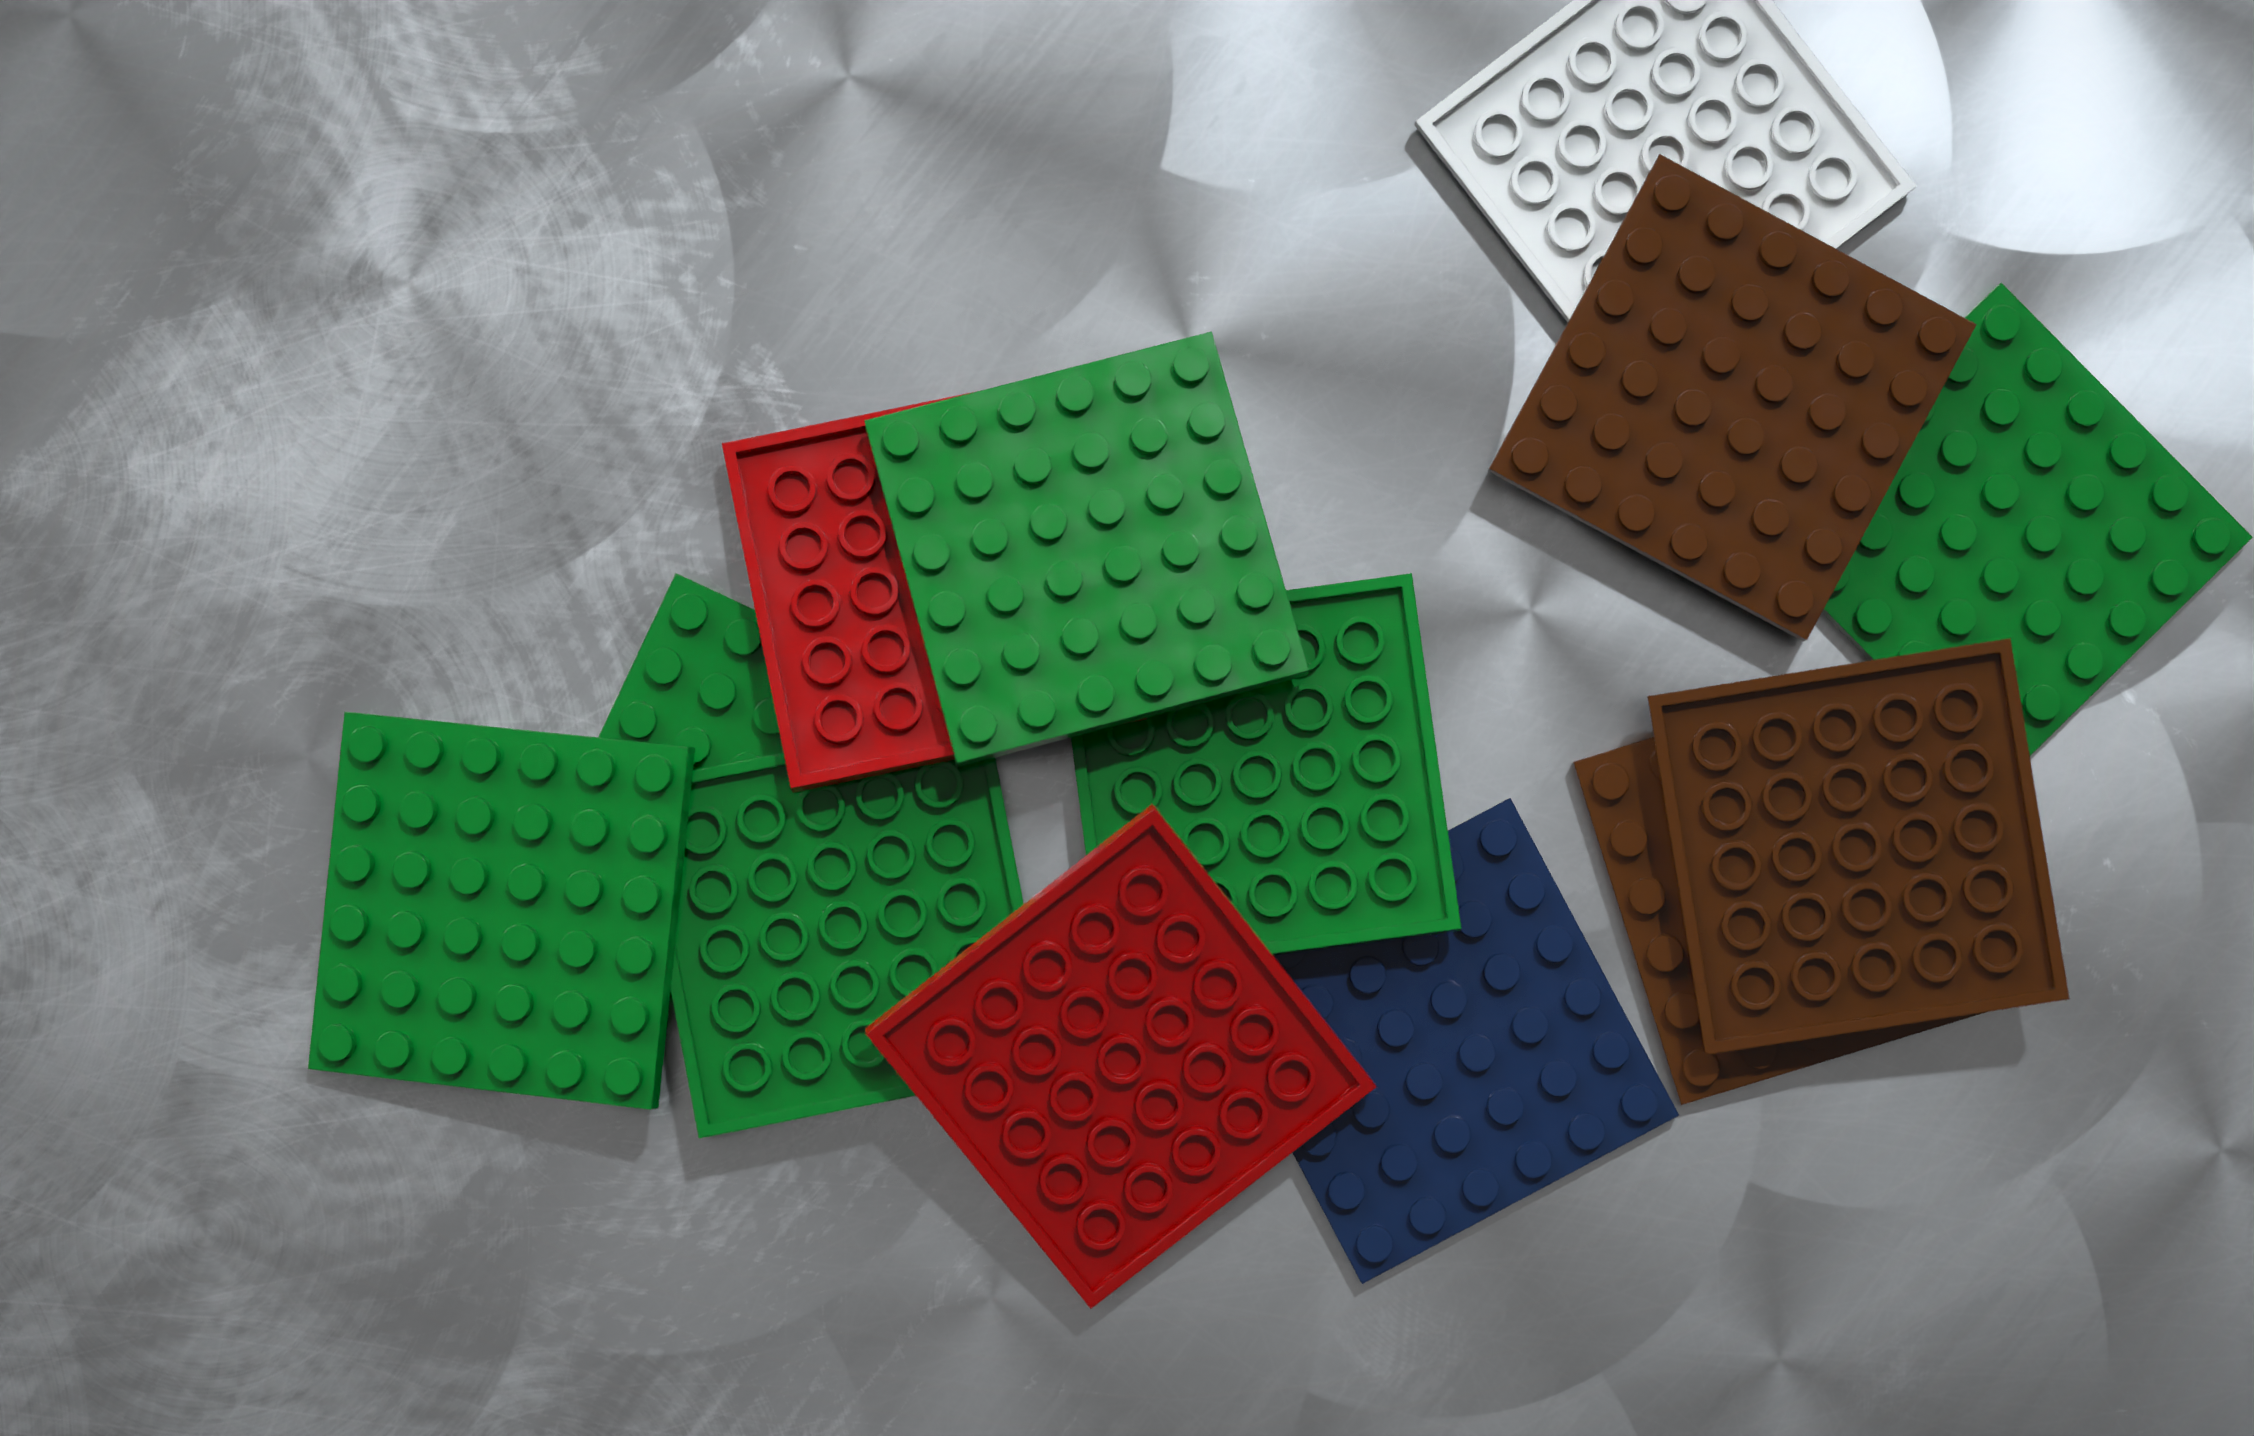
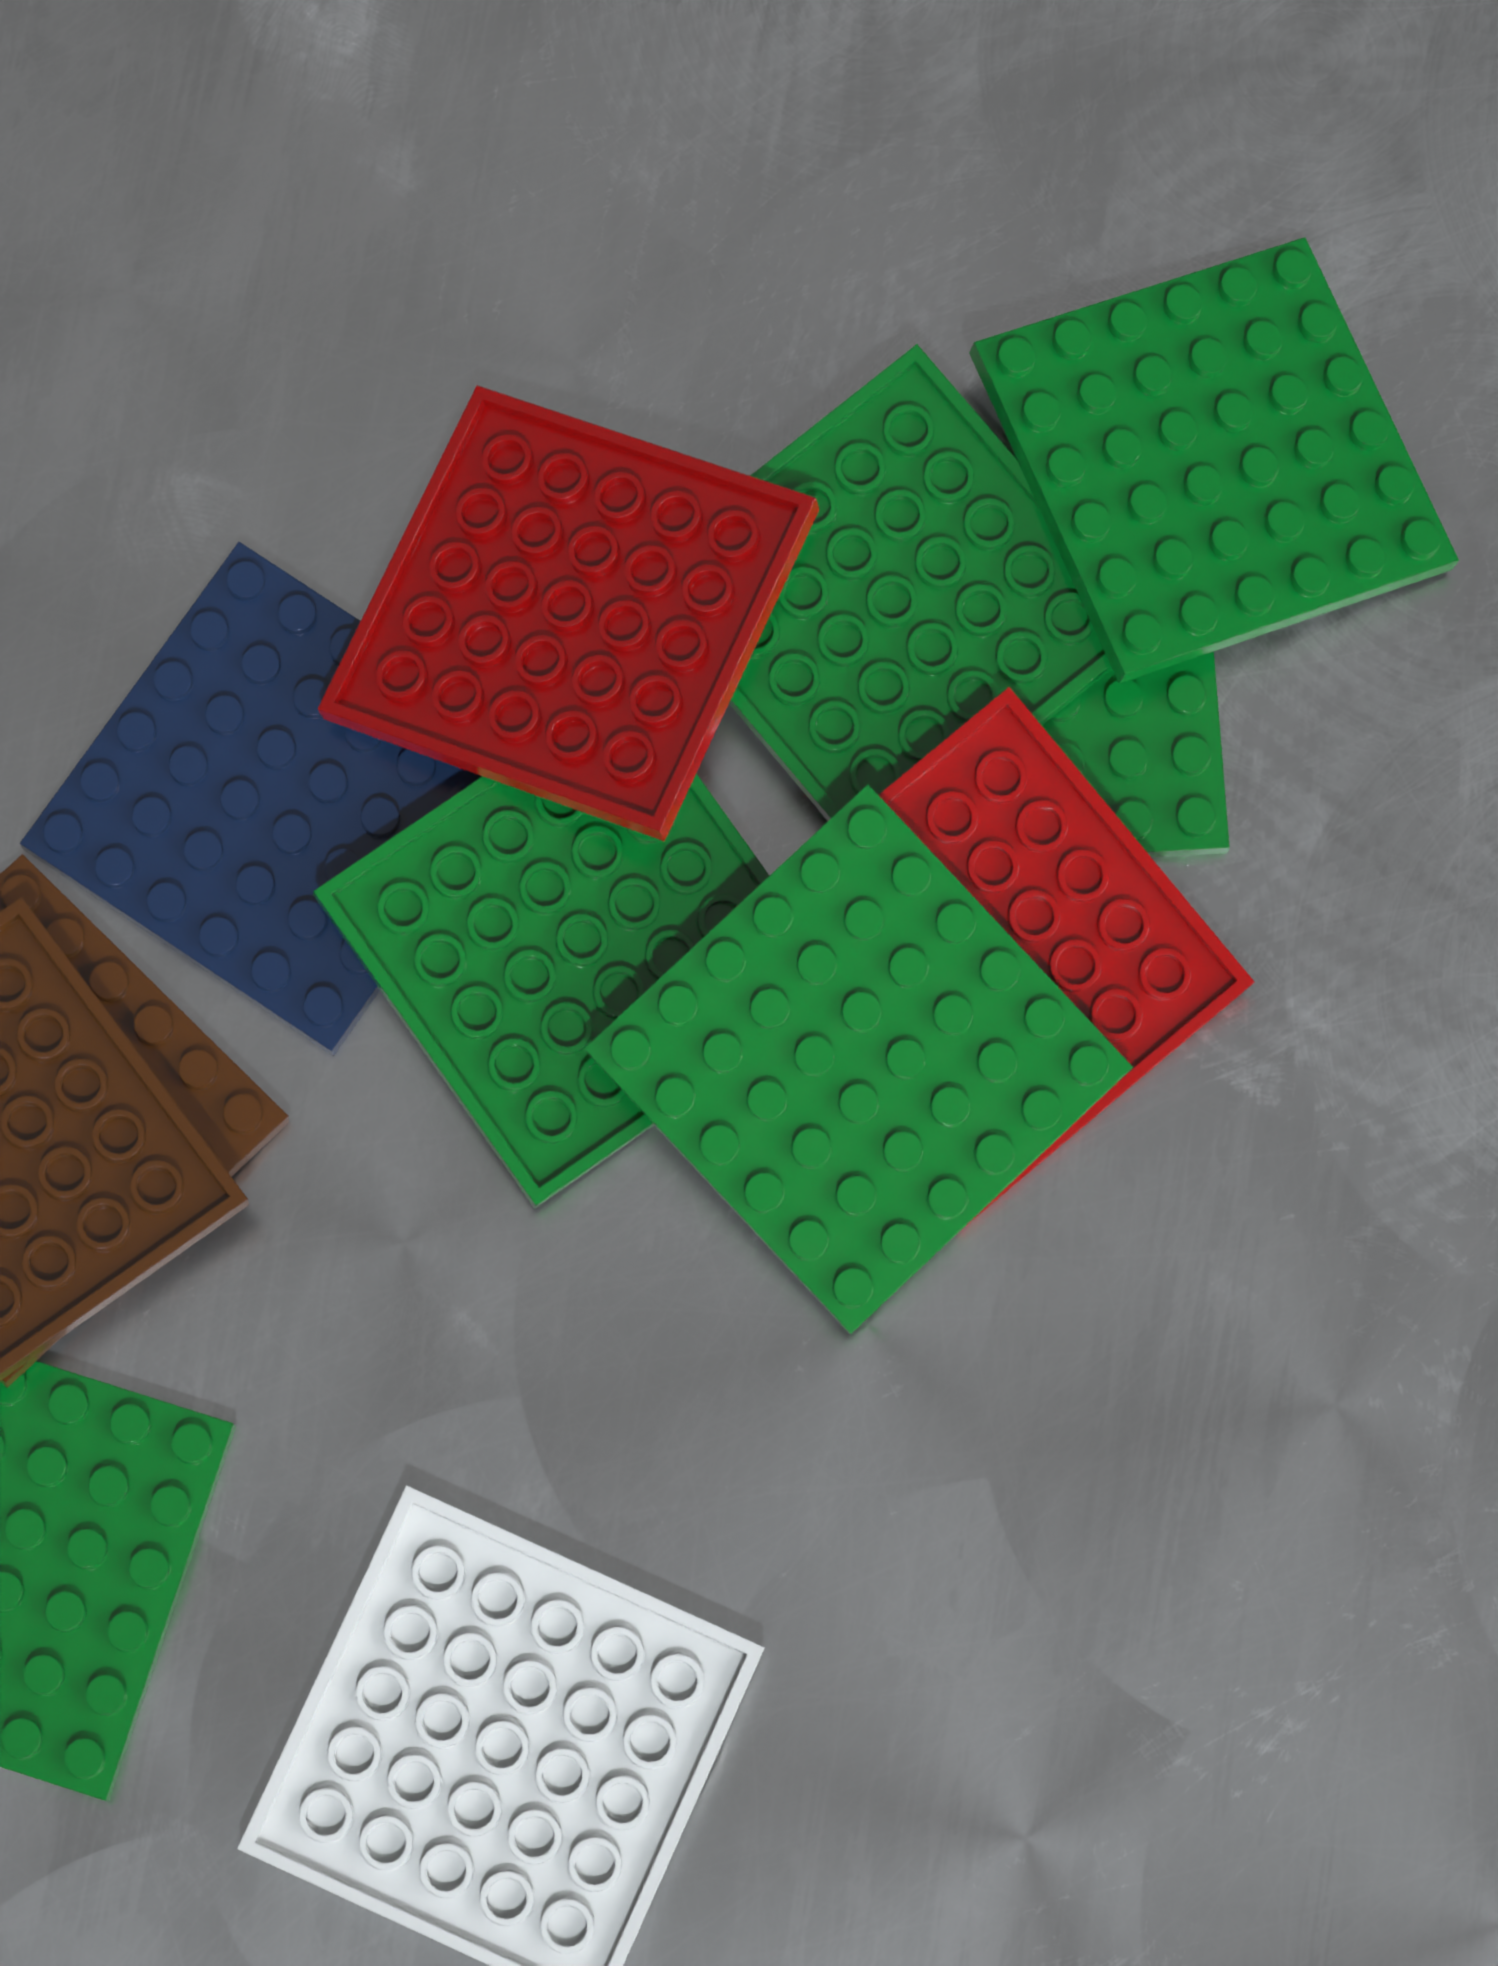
camera: 150 degrees right, 10 degrees down
(1732, 397) = (313, 1539): reddish brown plate -> none

